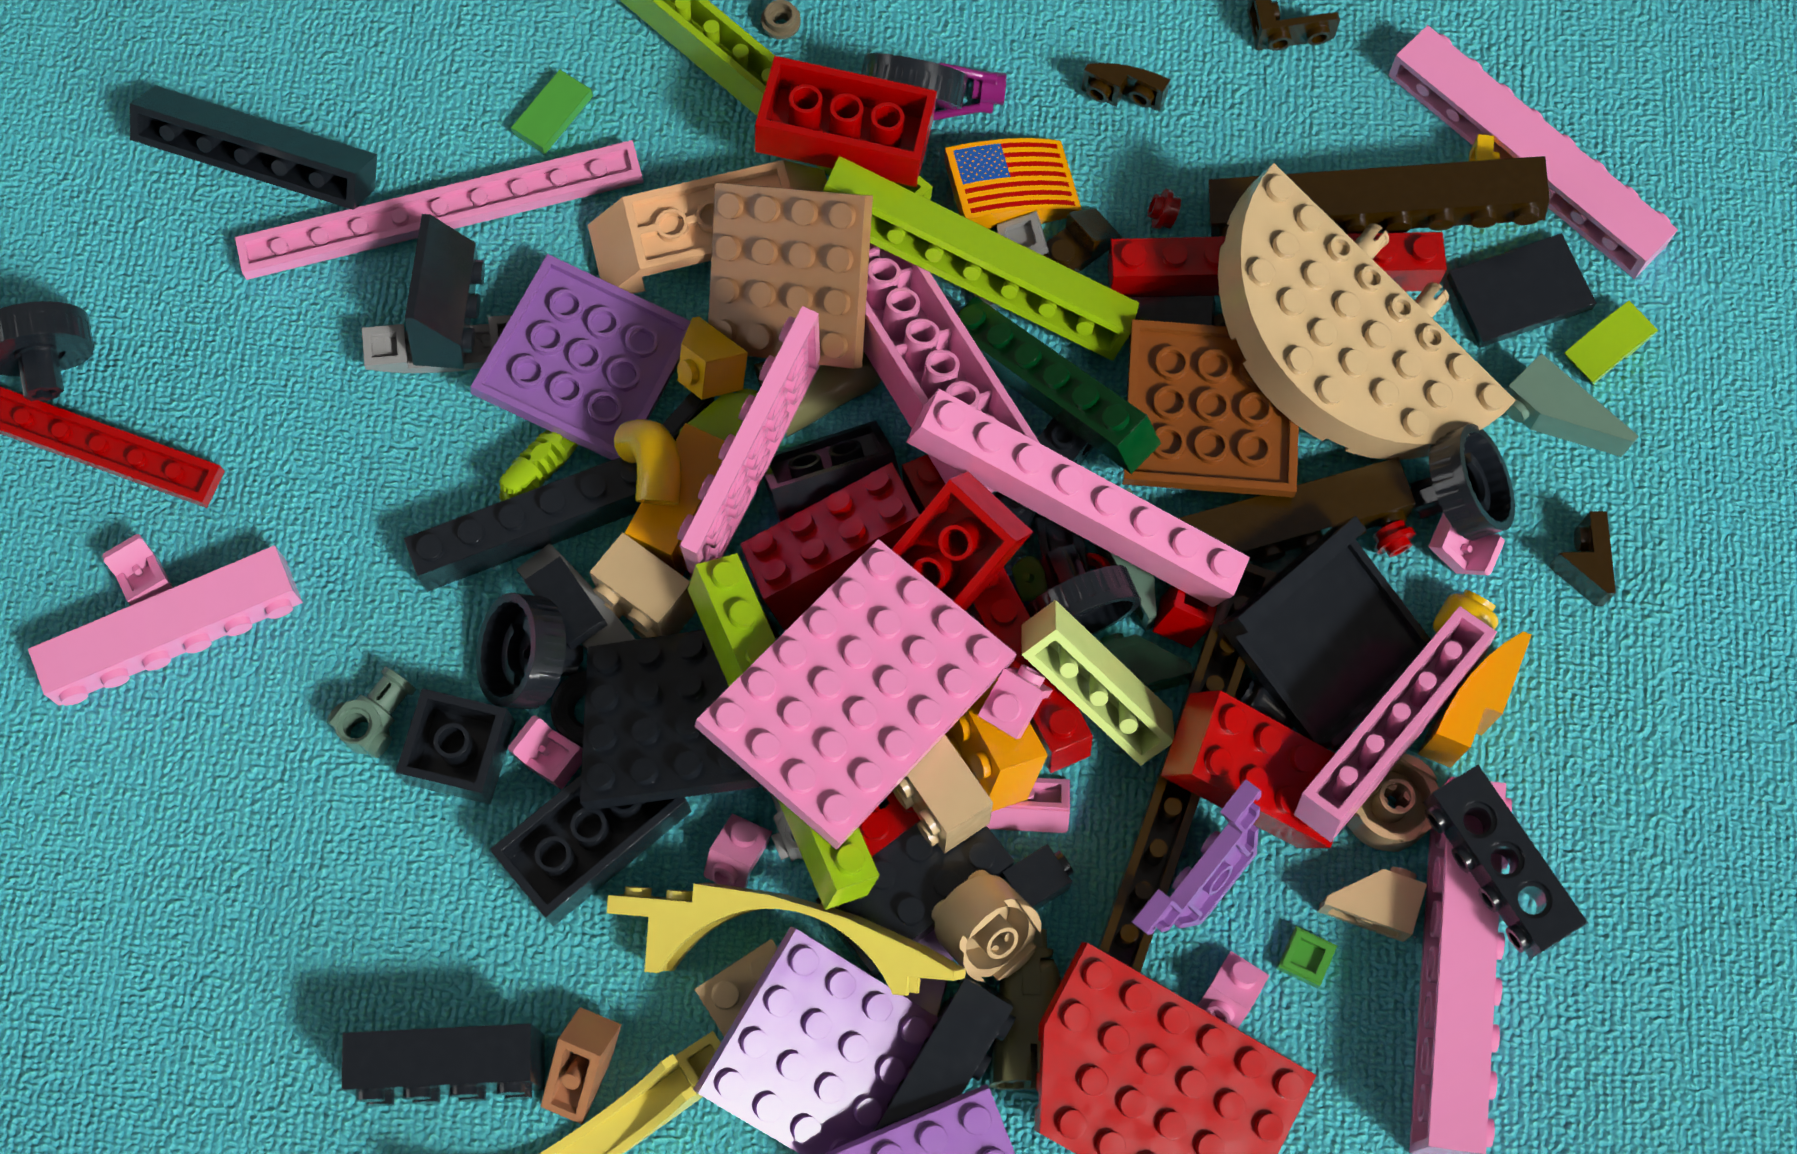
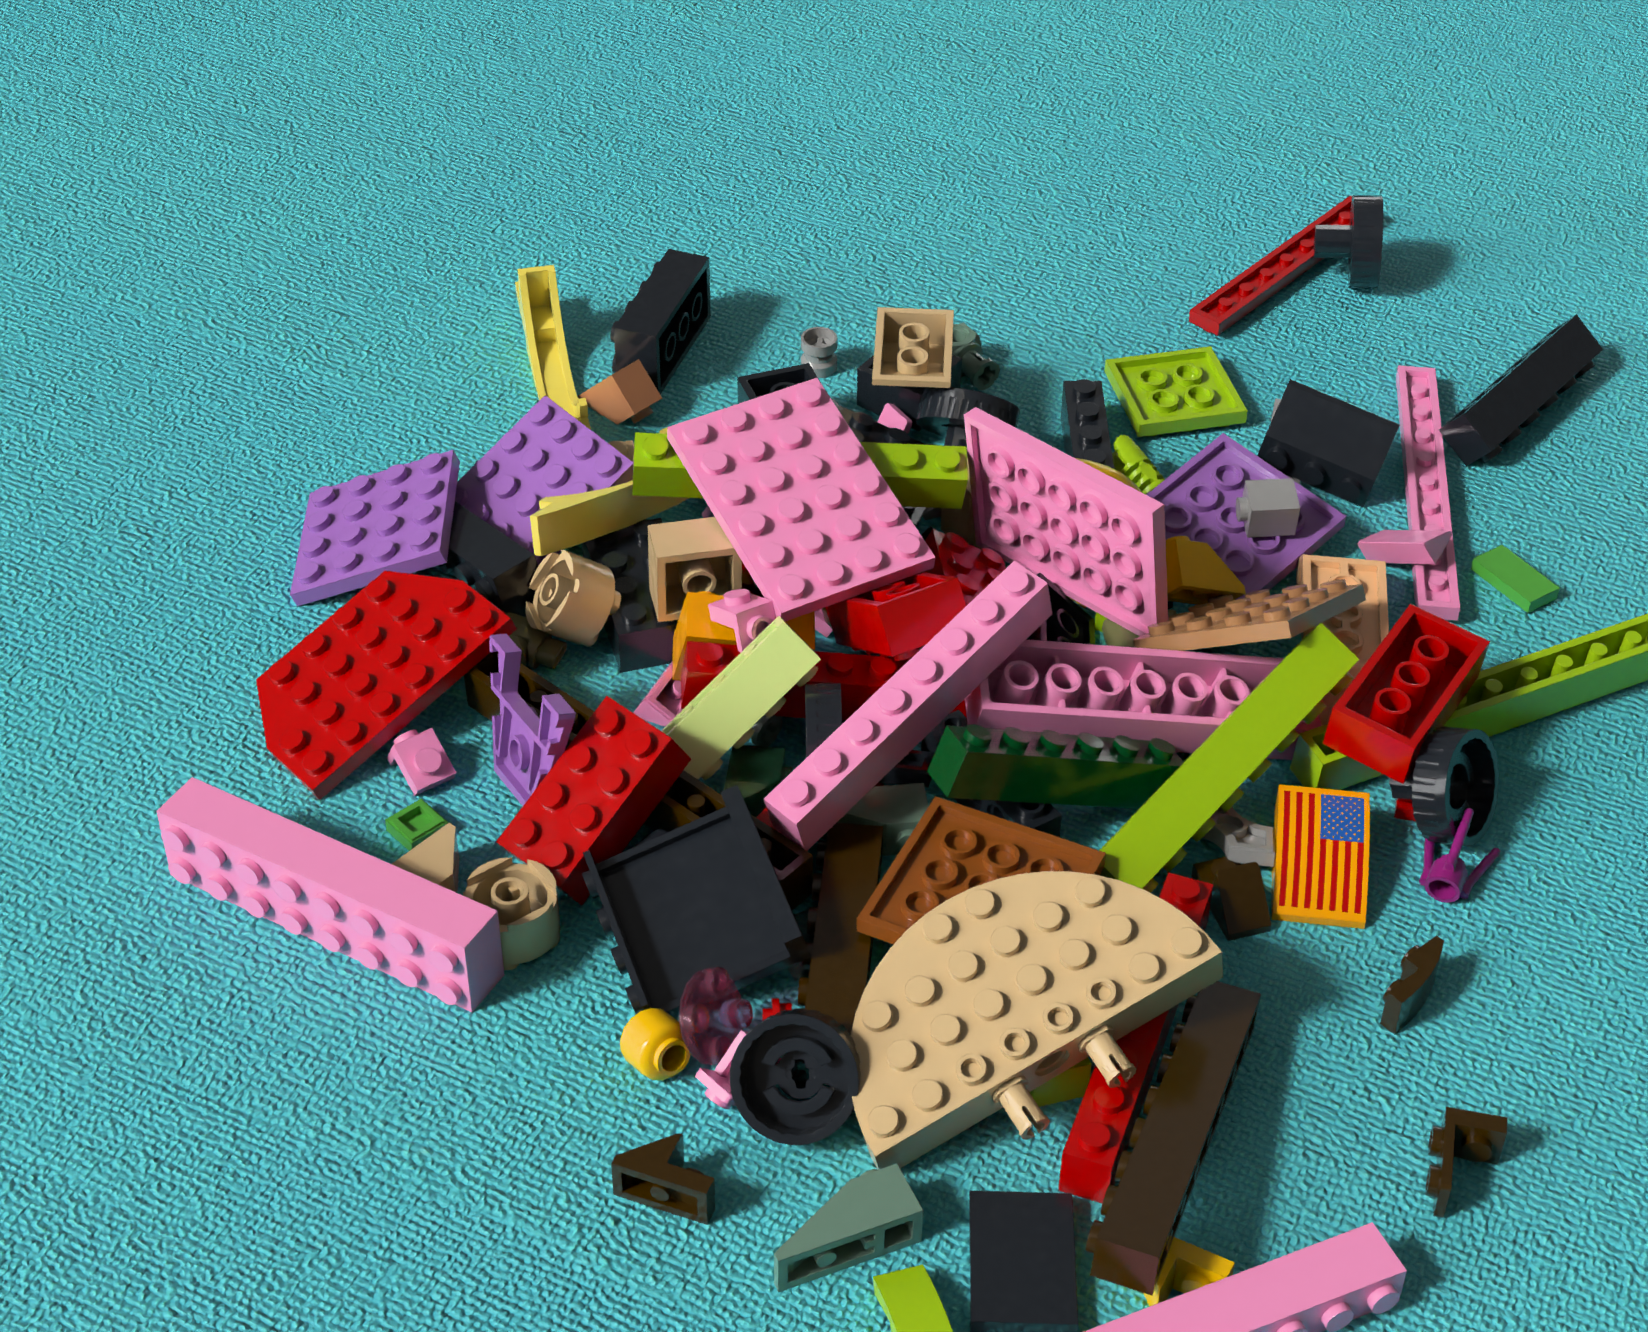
camera: 110 degrees right, 30 degrees down
(136, 569) = (1144, 278): bright pink bracket -> none
(165, 627) = (1091, 281): bright pink brick -> none
(356, 481) = (1175, 391): none -> lime plate
(413, 867) = (819, 350): none -> light grey wheel
(484, 712) = (913, 347): none -> tan slope
(558, 199) = (1405, 546): none -> bright pink slope
(582, 313) = (1268, 507): none -> light grey brick
(780, 10) = (1580, 749): dark tan plate -> none
(1040, 876) = (598, 666): black brick -> none
(1164, 209) = (1245, 968): red plate -> none
(1394, 724) = (575, 887): bright pink brick -> none
(1440, 583) = (712, 1014): none -> clear pink dish
(1475, 704) = (566, 998): light orange slope -> none
(1503, 835) = (388, 896): black brick -> none

